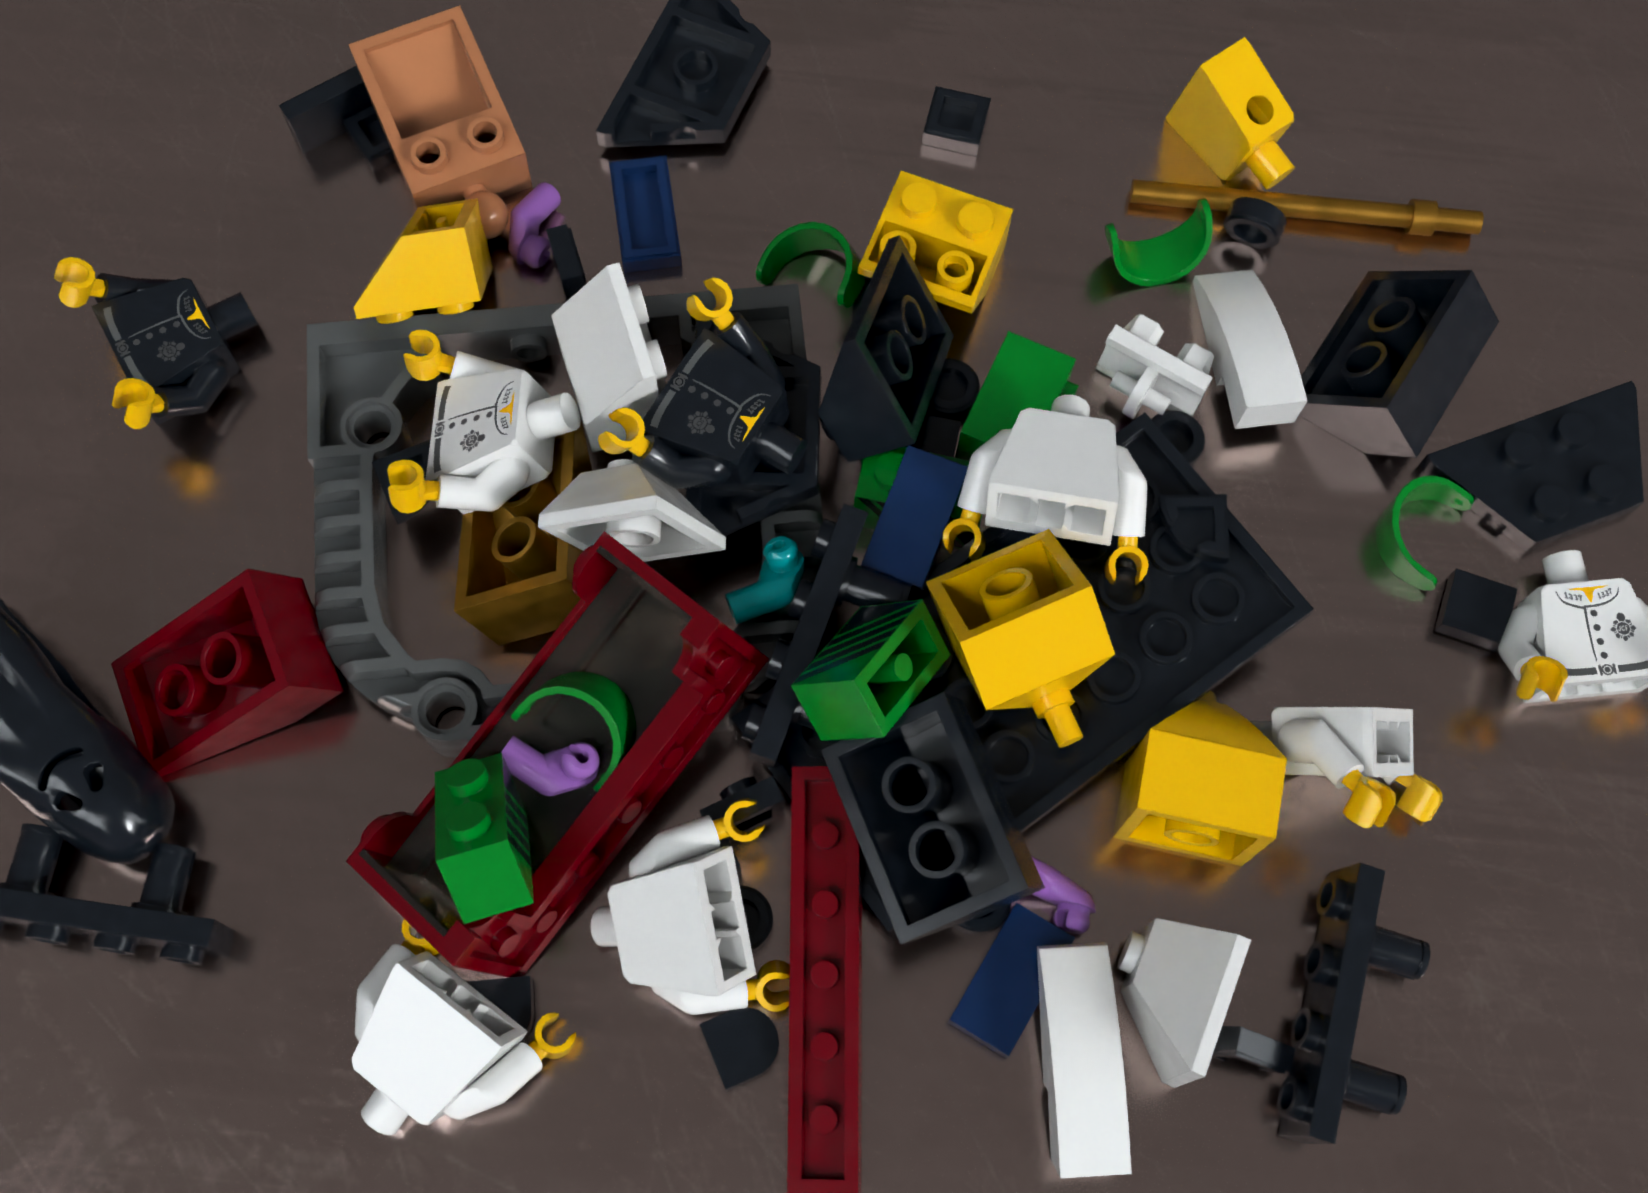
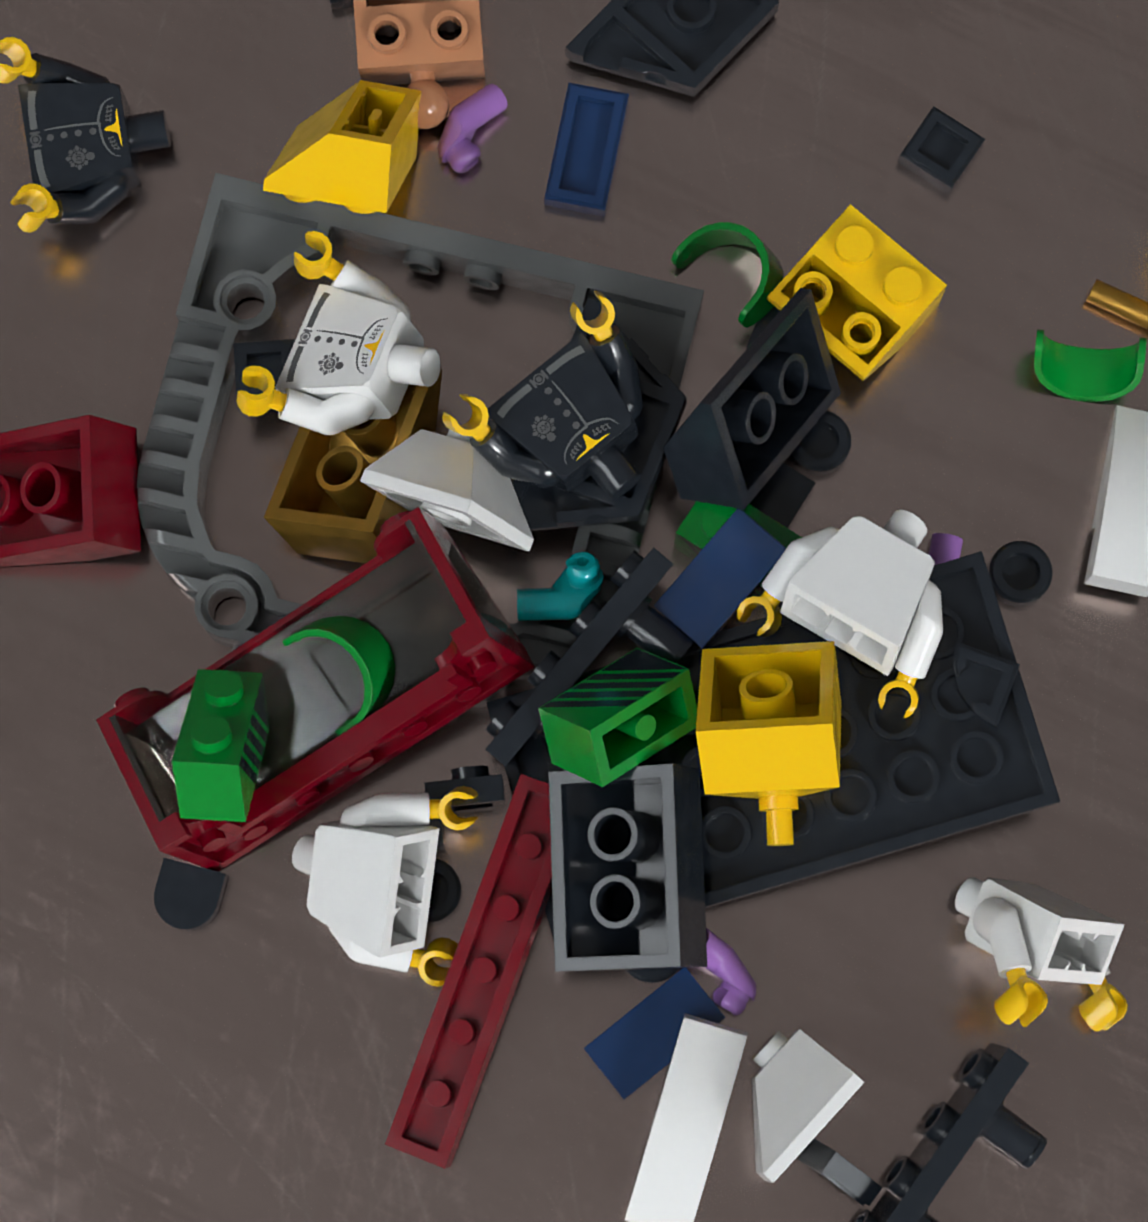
camera: 25 degrees right, 10 degrees up
(437, 1041) = (126, 904): white torso -> none
(553, 771) = (304, 702): medium lavender arm -> none
(566, 260) = (488, 188): black tile -> none
(609, 352) = (483, 320): white slope -> none
(741, 1045) = (391, 1002): black tile -> none
(1019, 379) = (882, 475): green brick -> none
(1151, 374) = (1020, 502): white hips -> none
(1203, 785) = (895, 919): yellow piece -> none

